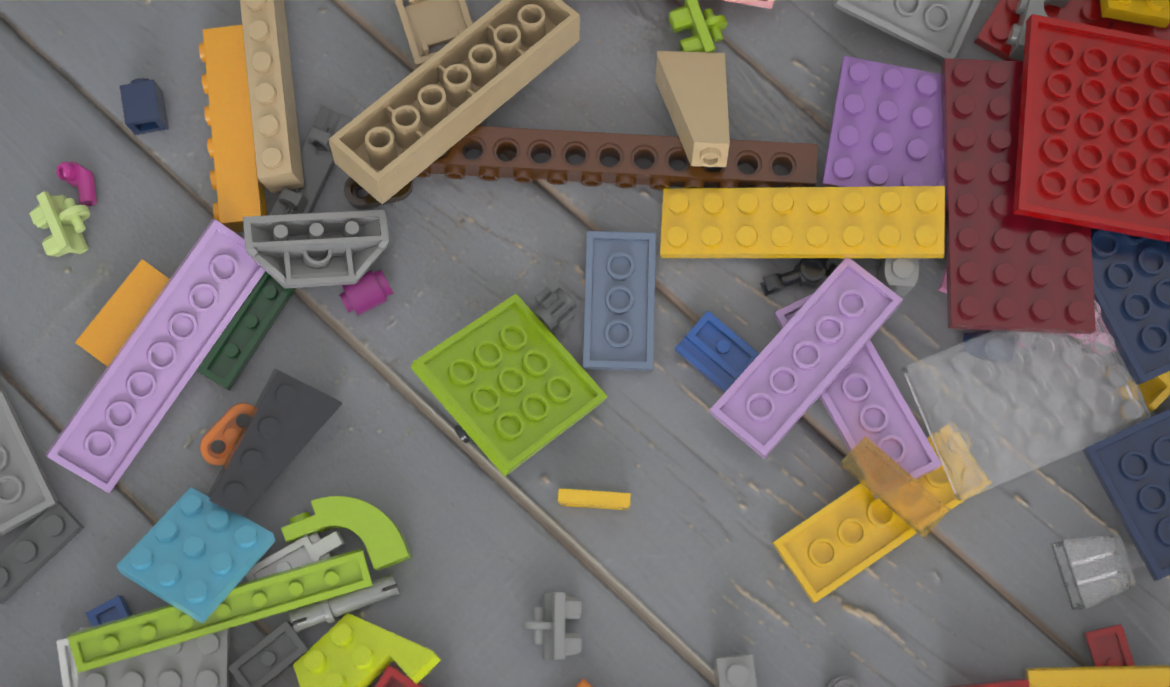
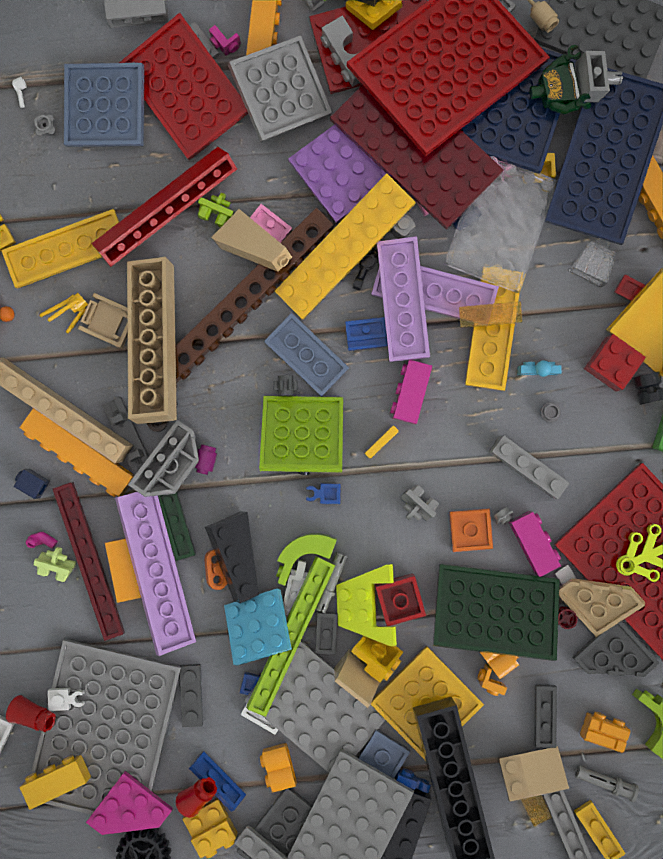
camera: 50 degrees left, 10 degrees up
(100, 264) = (88, 561): none -> dark red plate
(462, 490) = (327, 493): none -> blue plate
(696, 478) = (411, 391): none -> dark pink brick
(744, 108) = (271, 223): none -> bright pink plate
(888, 623) = (542, 368): none -> medium azure plate

